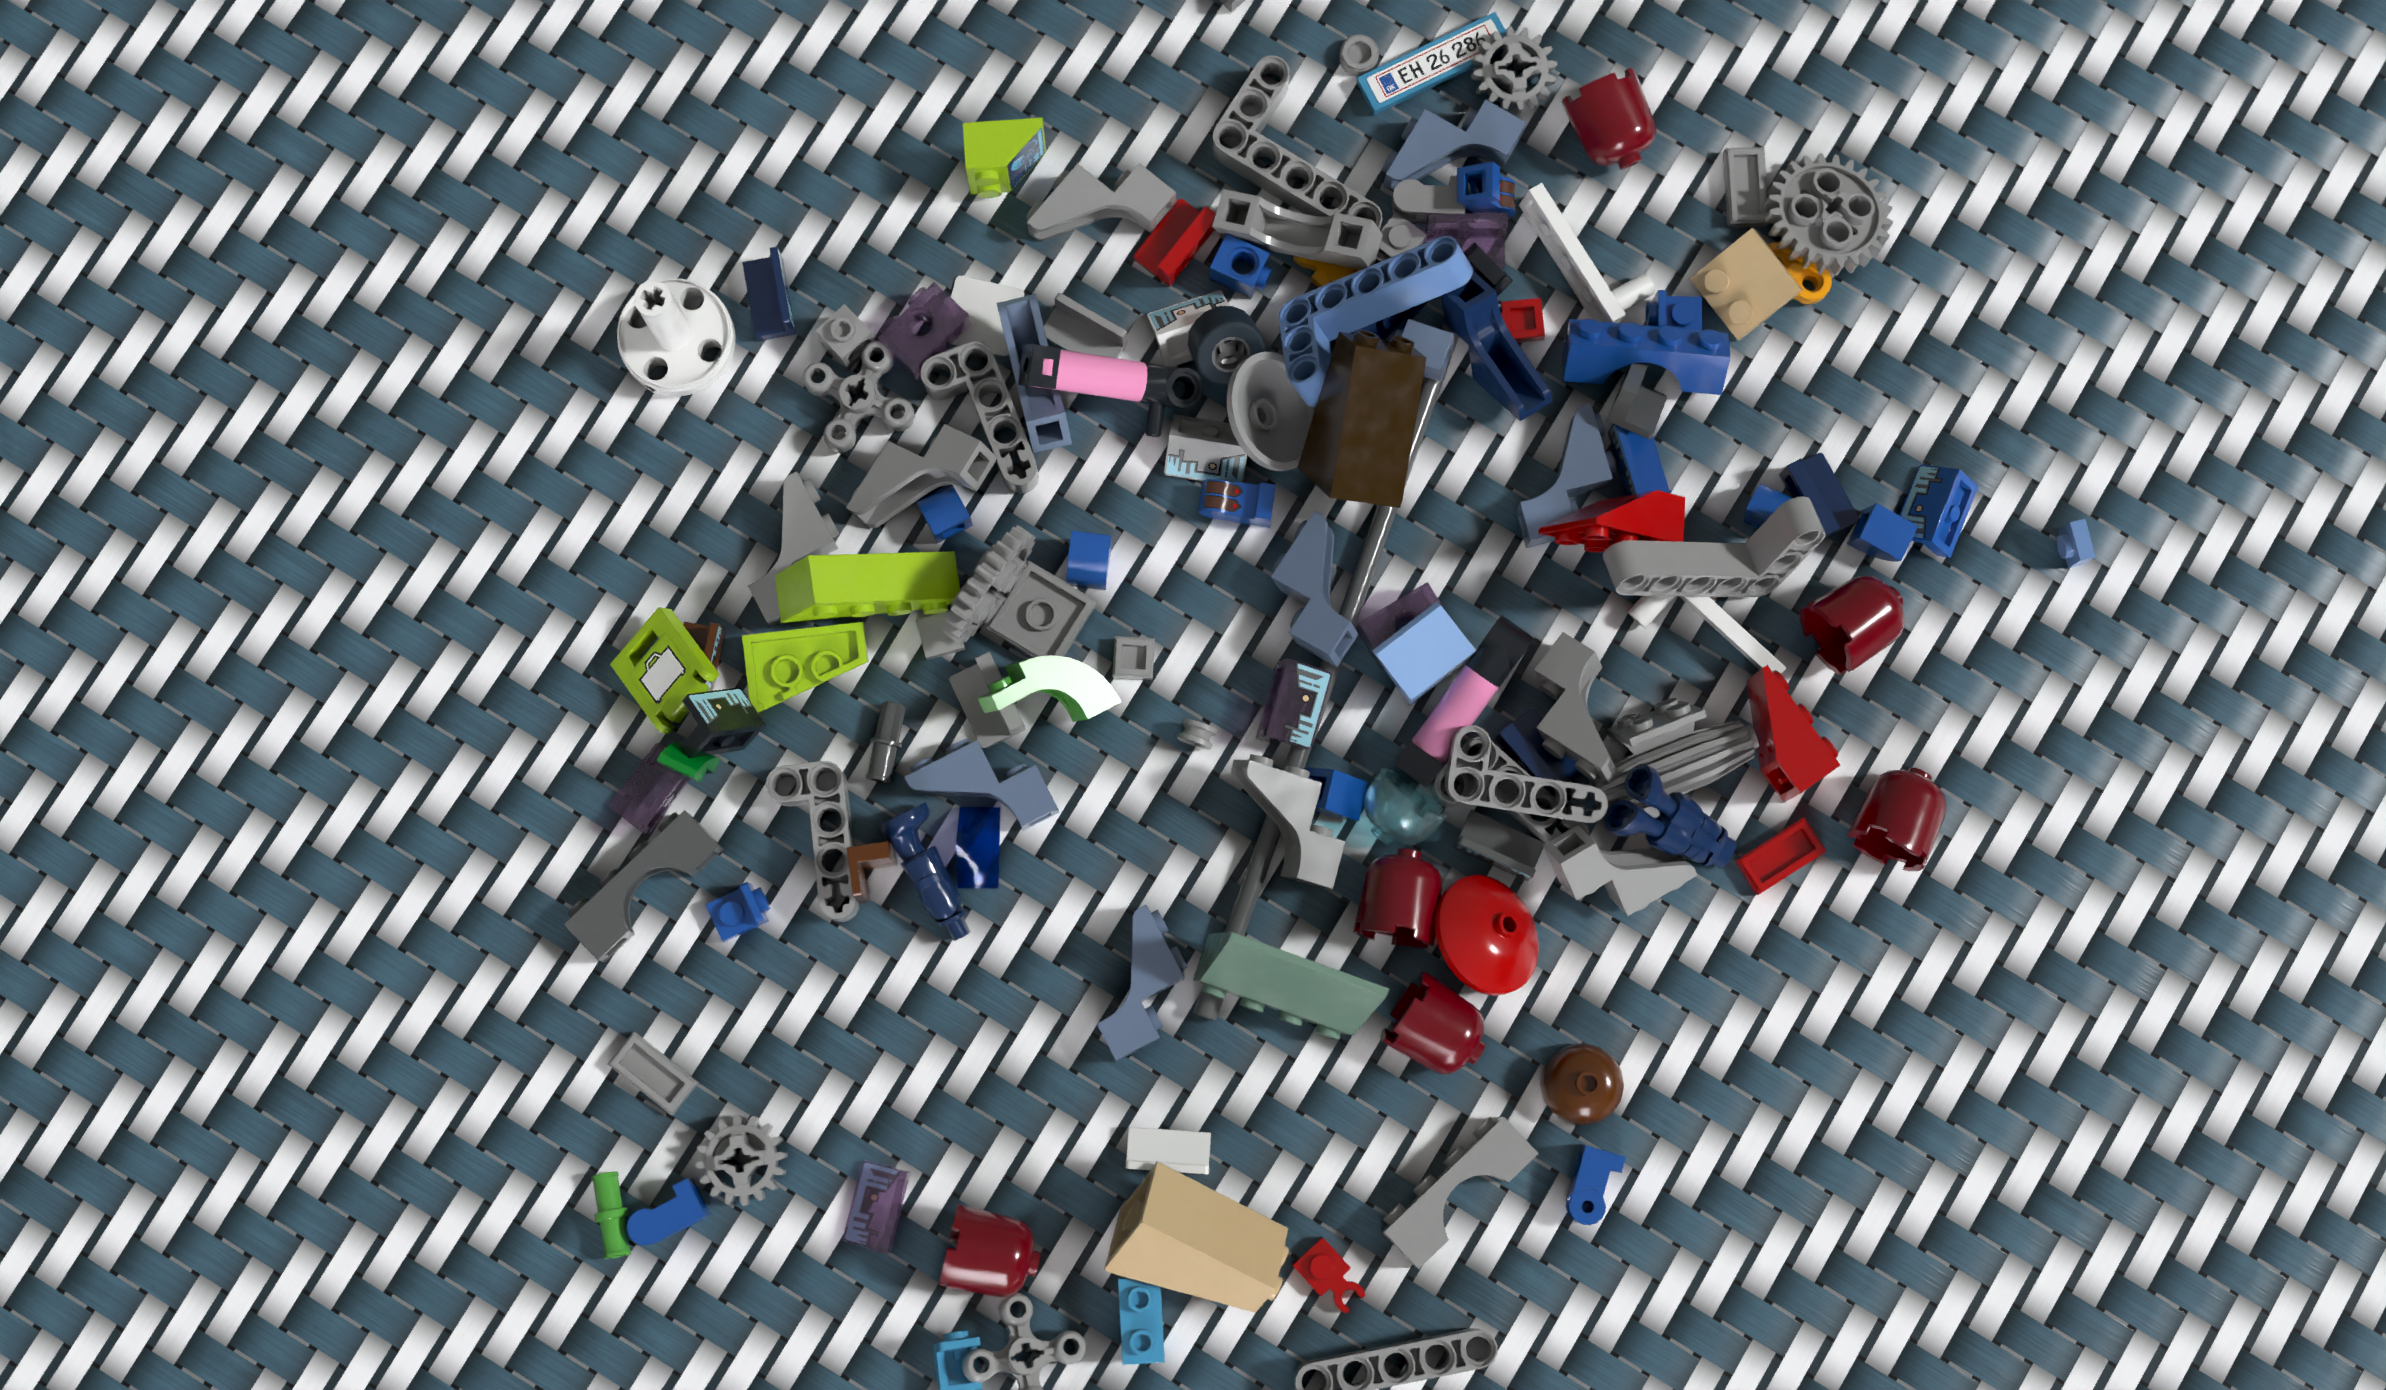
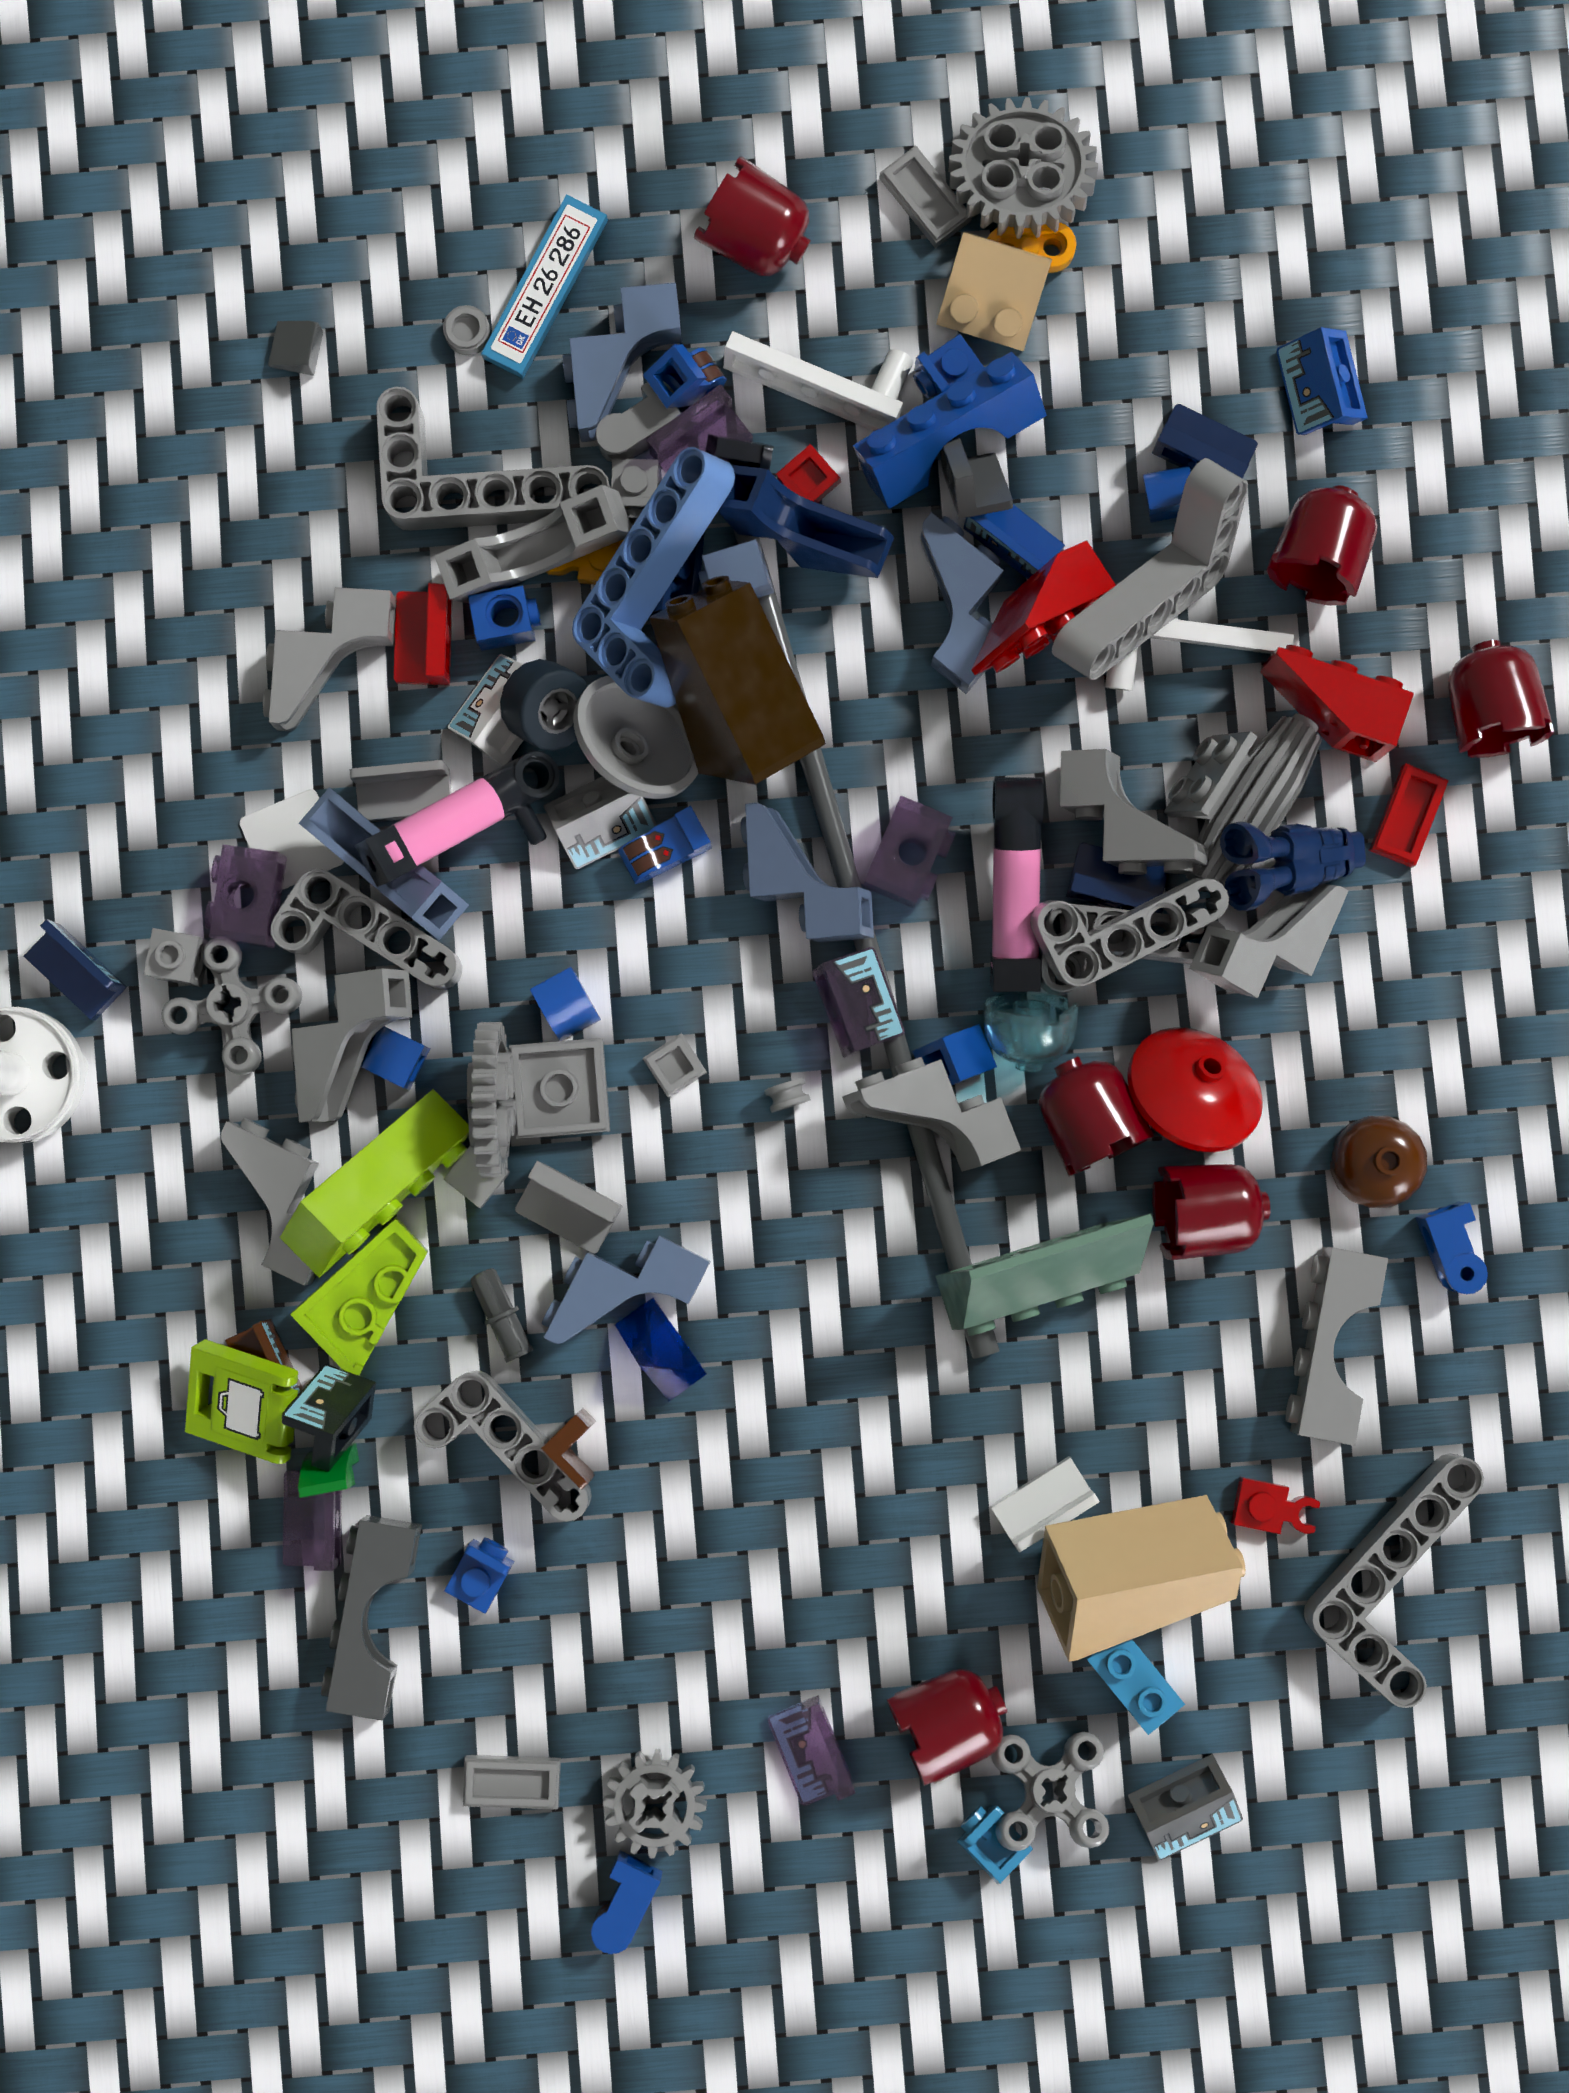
camera: 30 degrees left, 5 degrees up
(611, 1215) = (571, 1942): bright green pin -> none
(926, 870) = (628, 1408): dark blue piece -> none
(1001, 153) = (195, 673): lime slope -> none
(1068, 680) = (640, 1133): arch -> none
(1152, 971) = (909, 1347): sand blue arch -> none
(1424, 653) = (946, 865): light blue slope -> none
(1499, 845) = (1143, 994): dark grey panel -> none
(1513, 54) = (613, 223): light grey gear -> none
(1882, 533) = (1290, 441): blue brick -> none
(2075, 543) = (1475, 321): medium blue plate -> none

